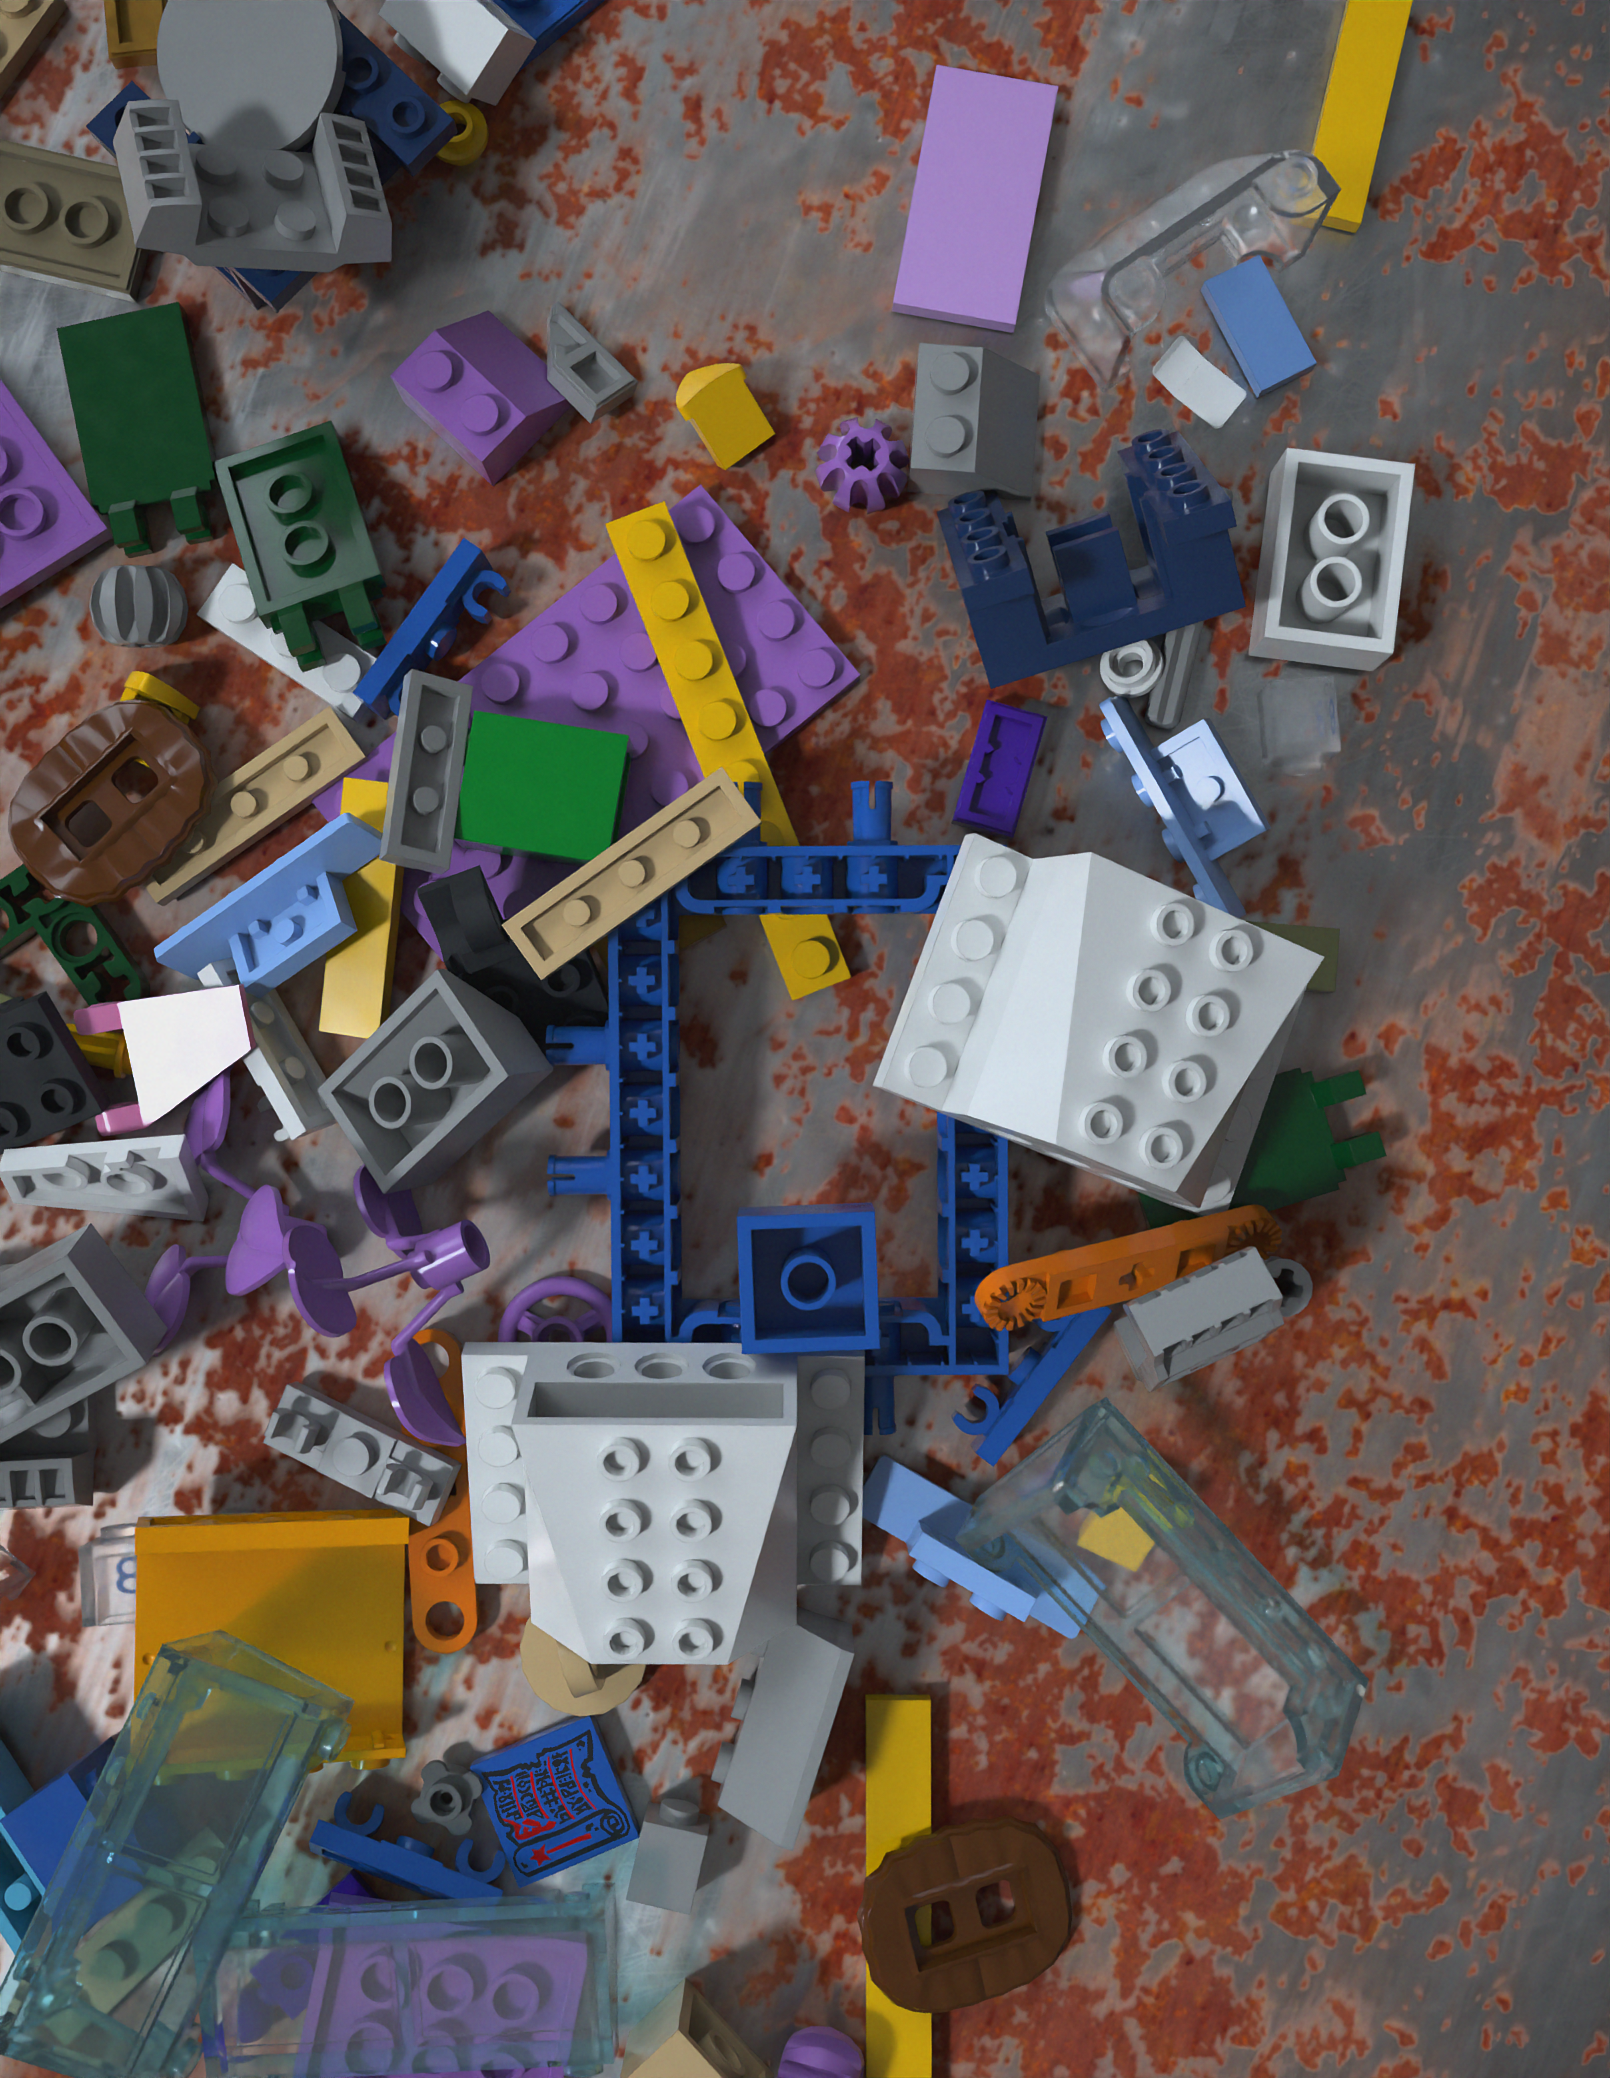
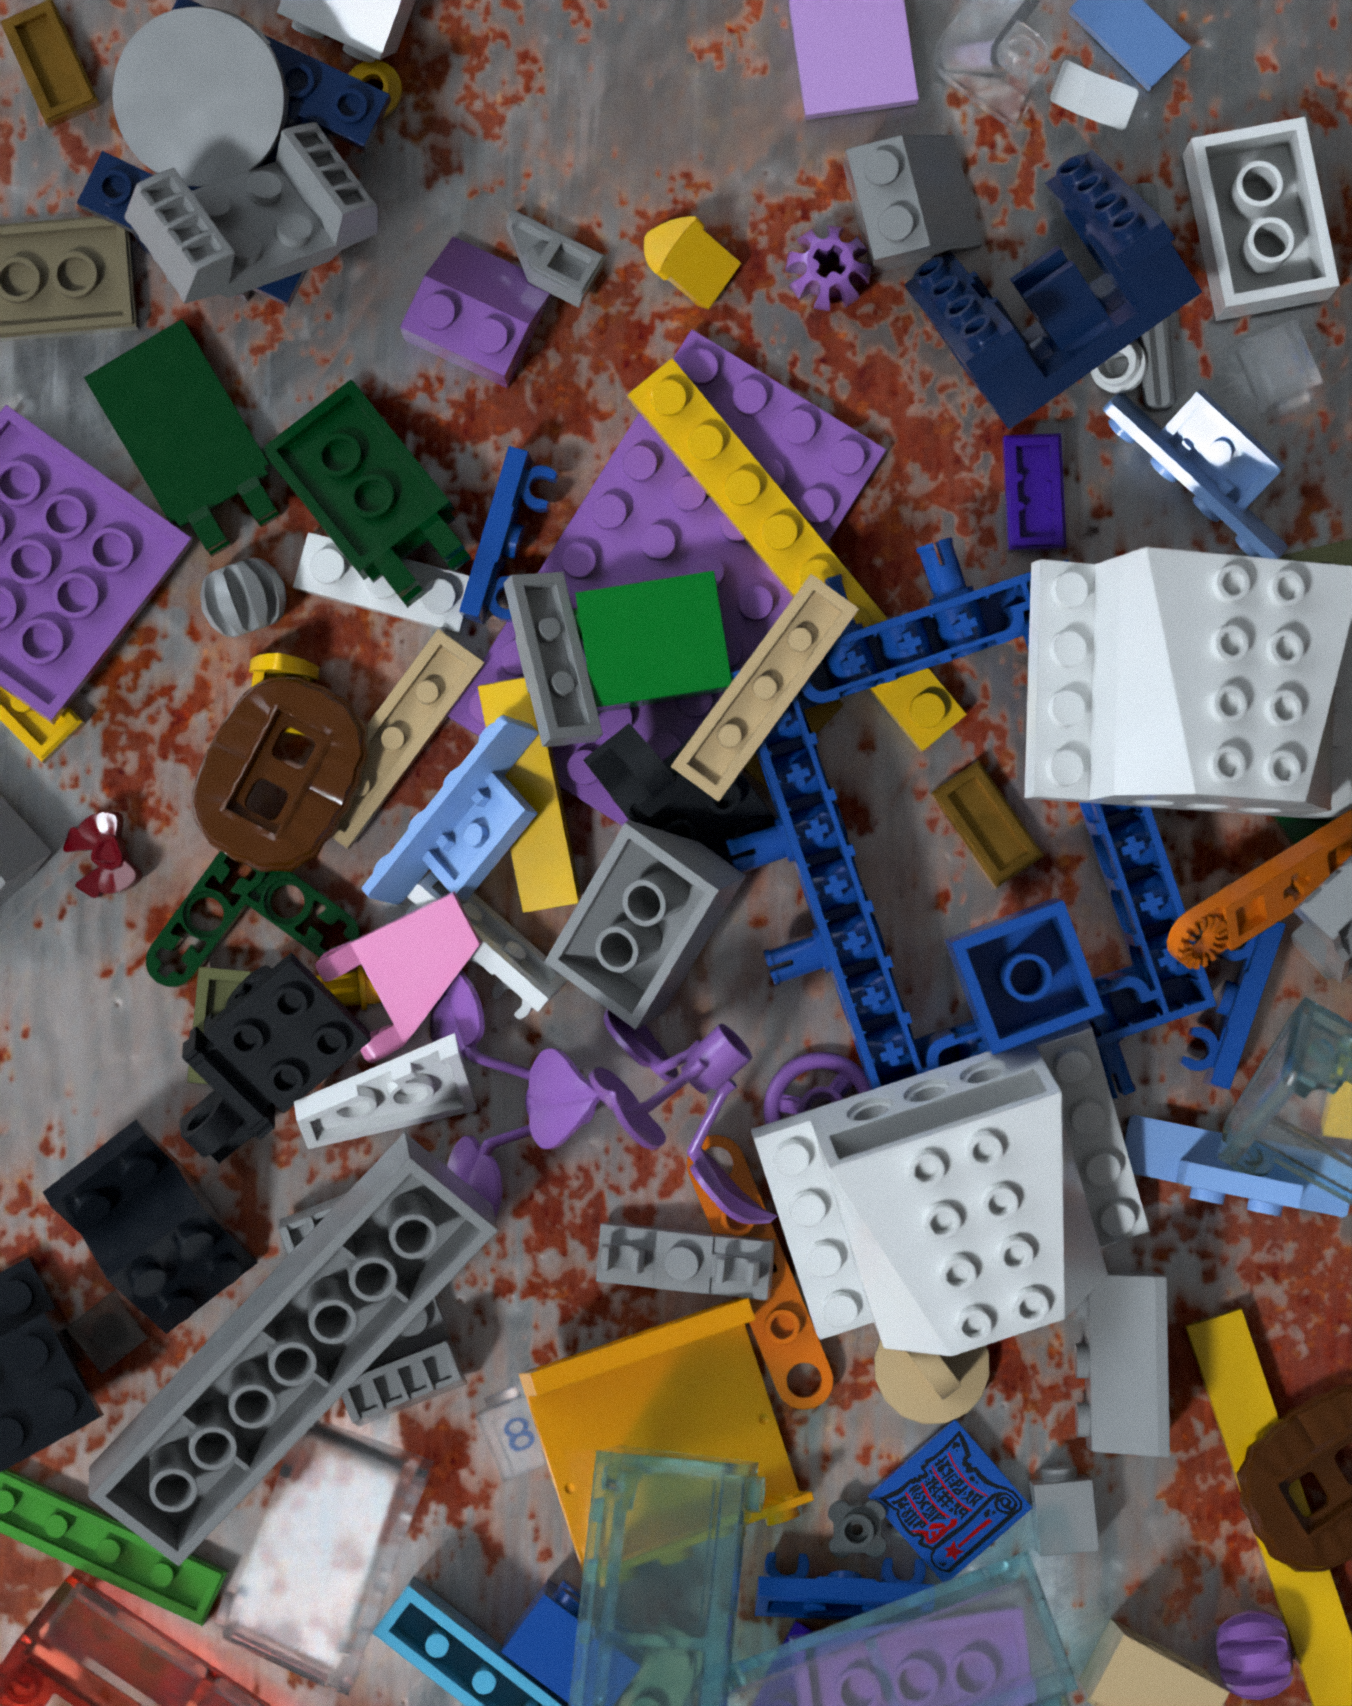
camera: 15 degrees left, 0 degrees up
(834, 1099) = (986, 824): none -> pearl gold tile

